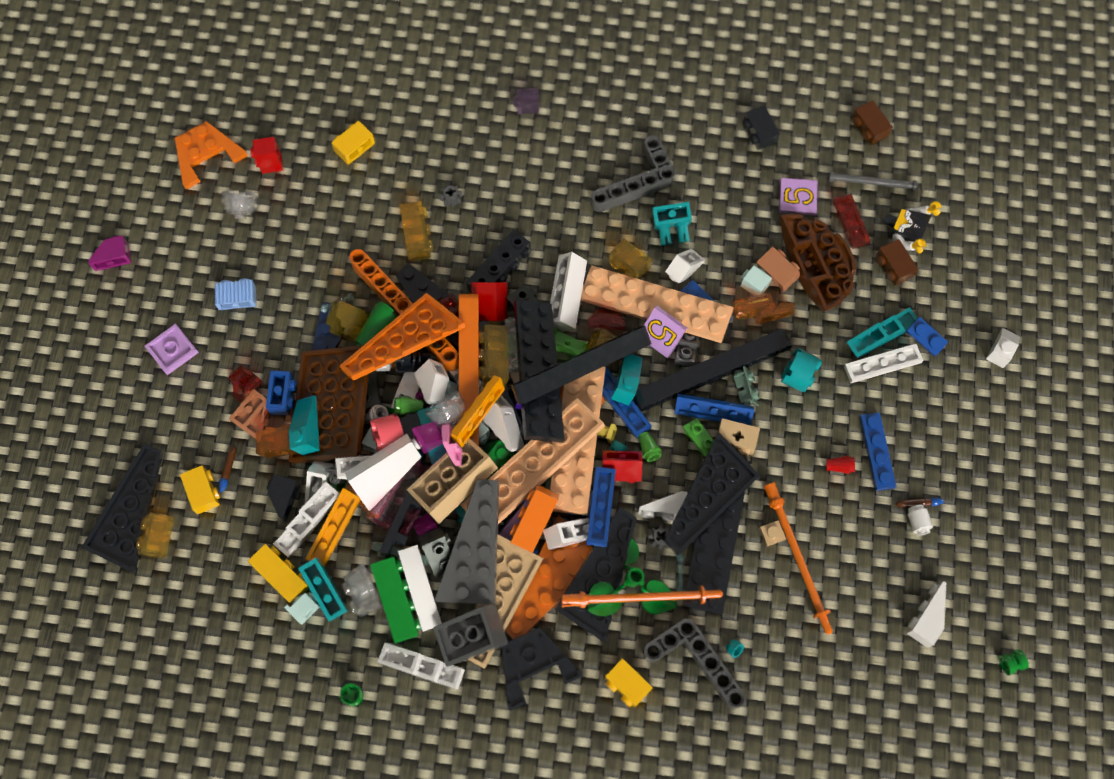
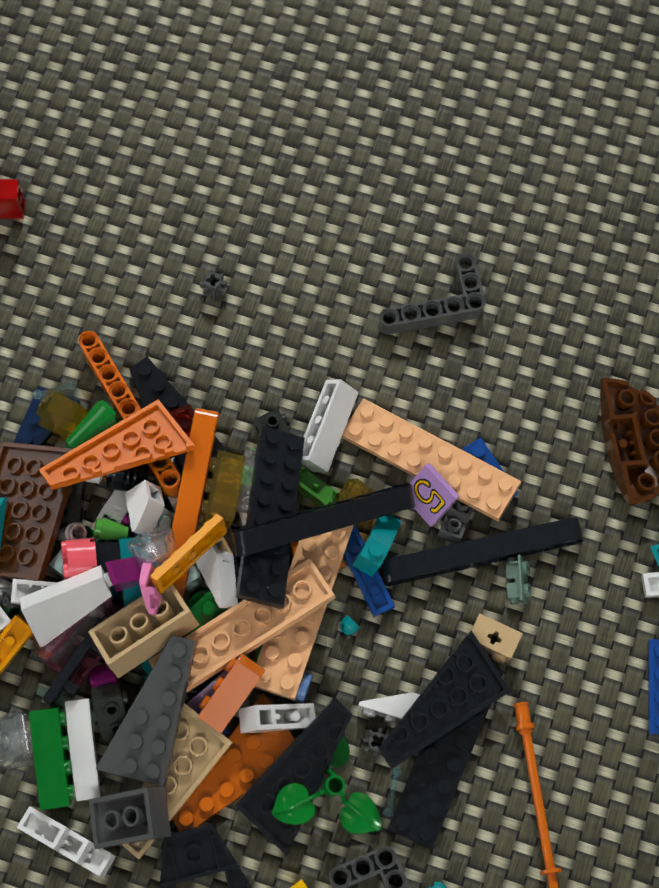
camera: 10 degrees right, 0 degrees up
(353, 142) = (111, 199): yellow brick -> none
(416, 231) = (164, 320): clear yellow brick -> none
(491, 300) = (234, 421): red slope -> none
(503, 260) = (253, 379): black brick -> none
(527, 101) = (327, 184): clear purple brick -> none
(583, 599) = (269, 801): orange bar -> none
(601, 507) = (312, 694): blue plate -> none
(606, 319) = (367, 467): clear red slope -> none
(608, 432) = (342, 604): light yellow piece -> none
(627, 464) = (348, 648): red brick -> none
(630, 260) = (410, 400): clear yellow brick -> none
(649, 447) = (386, 631): bright green cone -> none
(669, 216) = (470, 355): teal brick -> none
(684, 265) = (474, 418): white slope -> none
(699, 436) = (448, 629): bright green hinge -> none
(713, 409) = (473, 600): blue plate -> none
(755, 281) = (556, 452): light aqua brick -> none
(760, 127) = (601, 265): black piece -> none
(762, 309) = (556, 487): clear orange plate -> none
(772, 533) = (512, 763): tan plate -> none
(779, 268) = (586, 443): nougat brick -> none
(798, 196) = (629, 358): lavender tile -> none
(800, 370) = (586, 571): teal brick -> none
(841, 464) = (612, 695): red cone -> none

